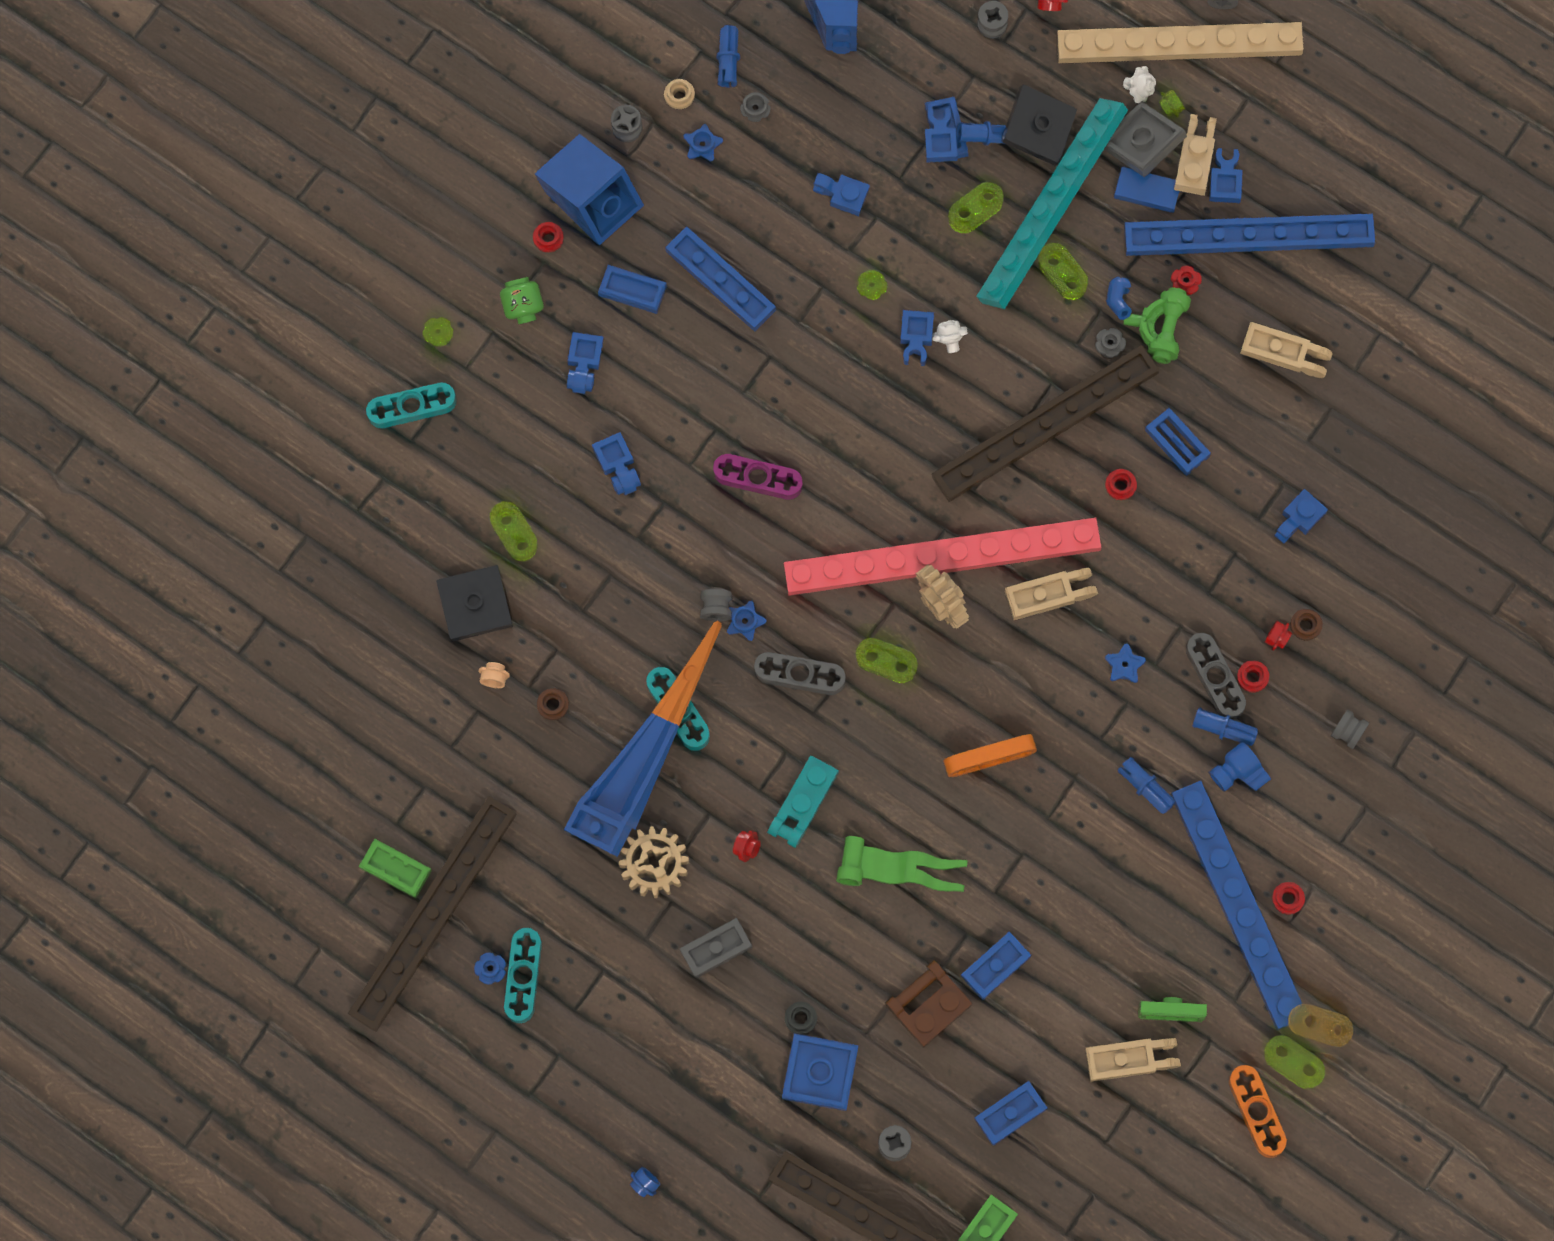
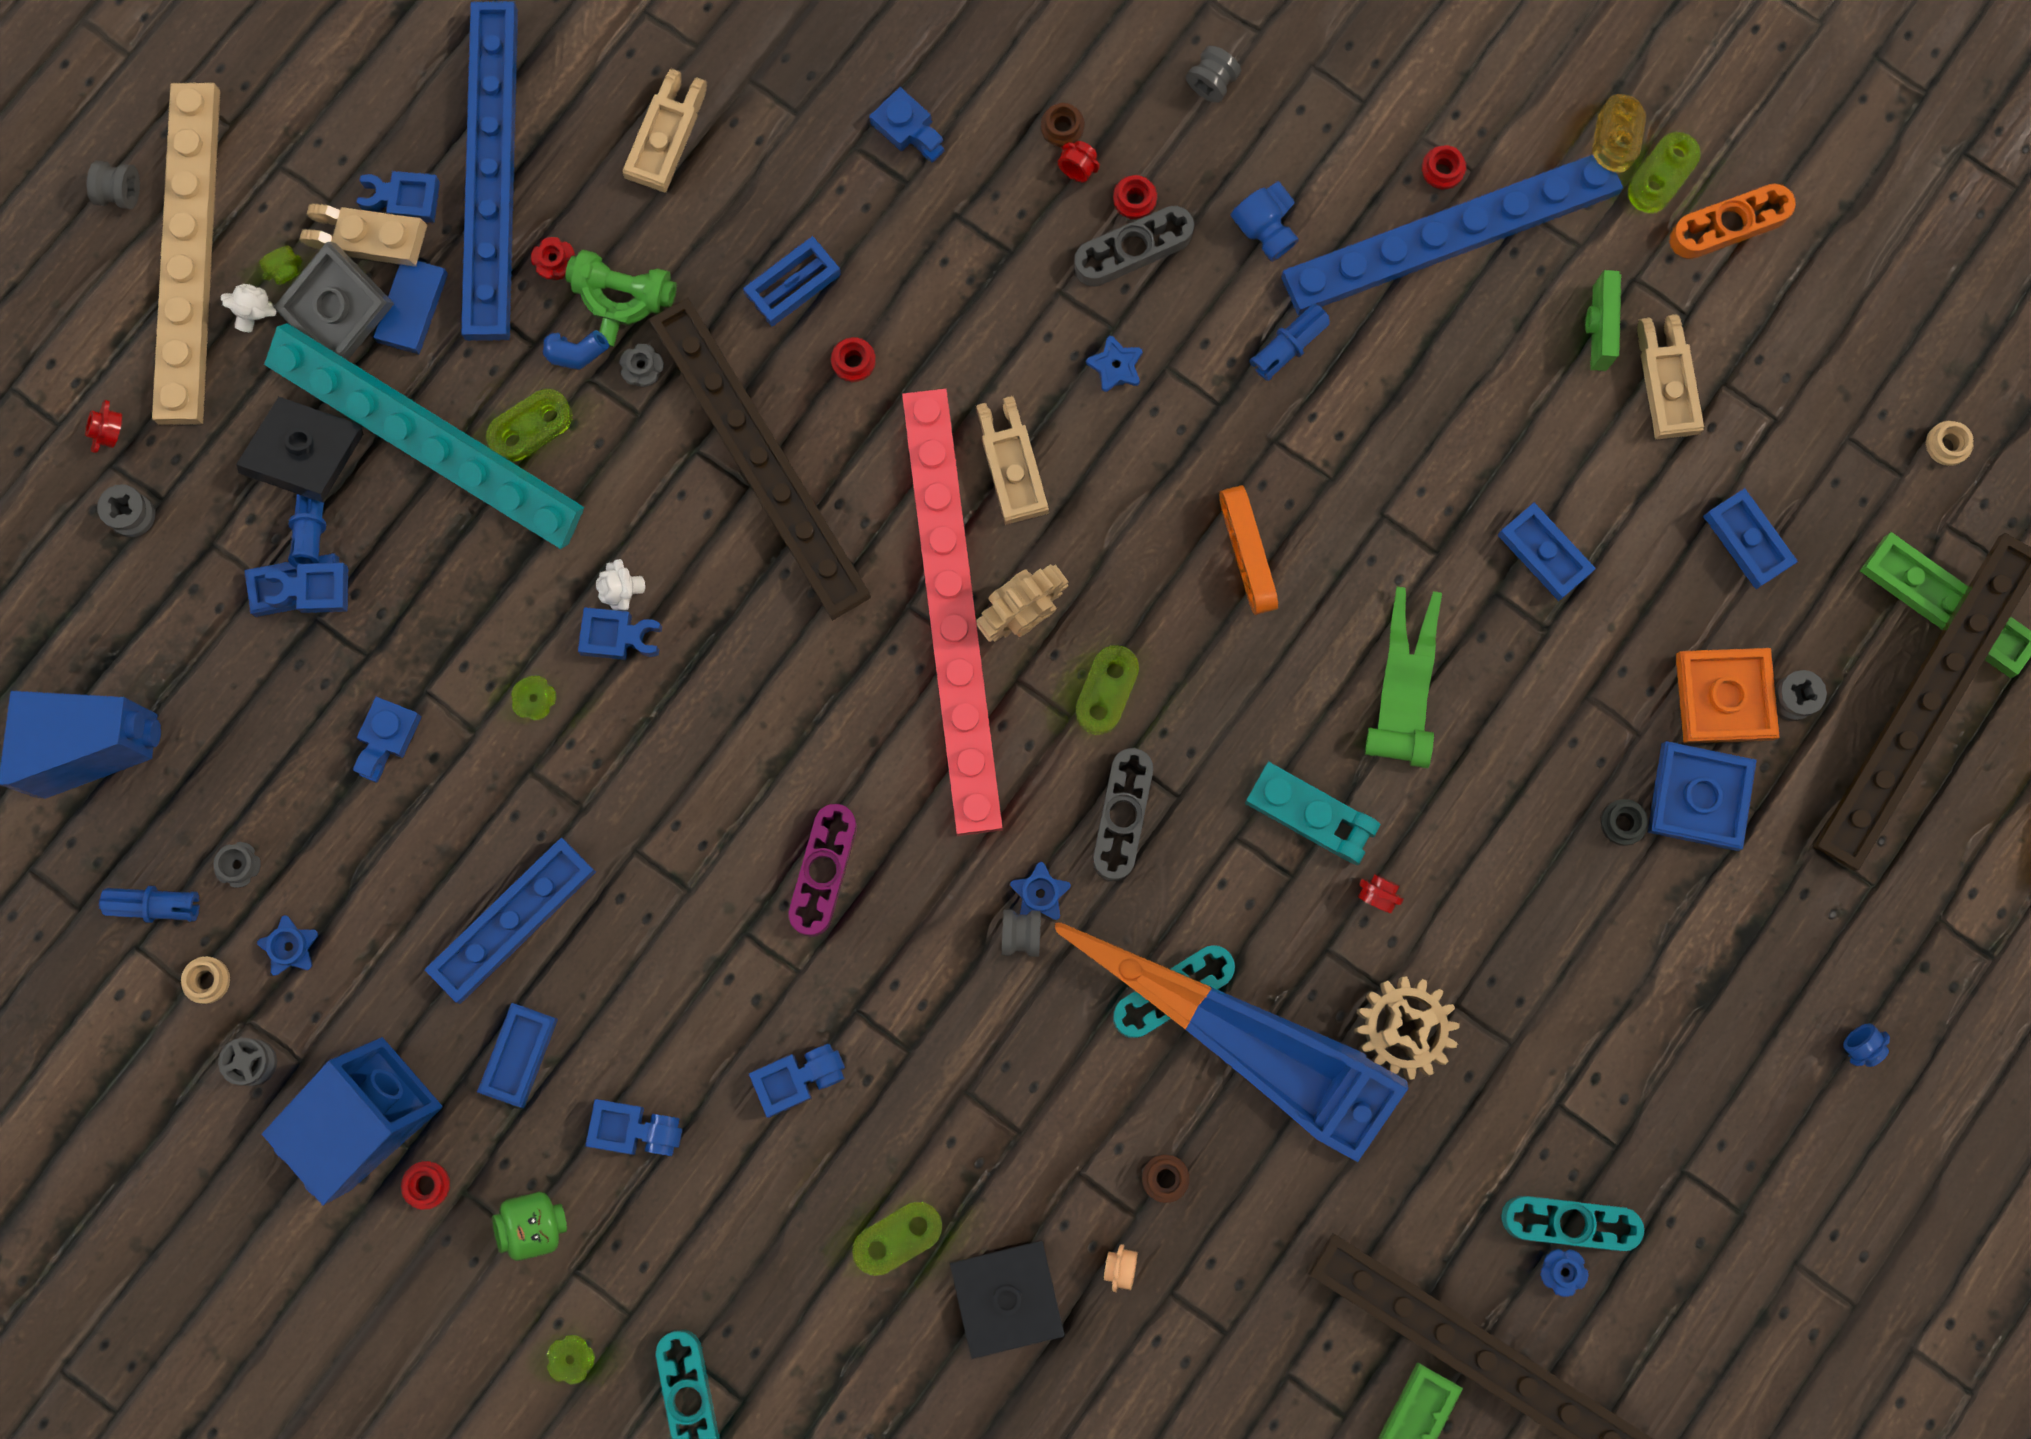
camera: 95 degrees left, 5 degrees up
(716, 948) = (1529, 940): dark grey plate -> none
(893, 1092) = (1727, 695): none -> orange plate
(935, 1012) = (1611, 638): reddish brown plate -> none
(976, 206) = (419, 544): clear neon green plate -> none
(1225, 727) = (1207, 236): blue axle -> none

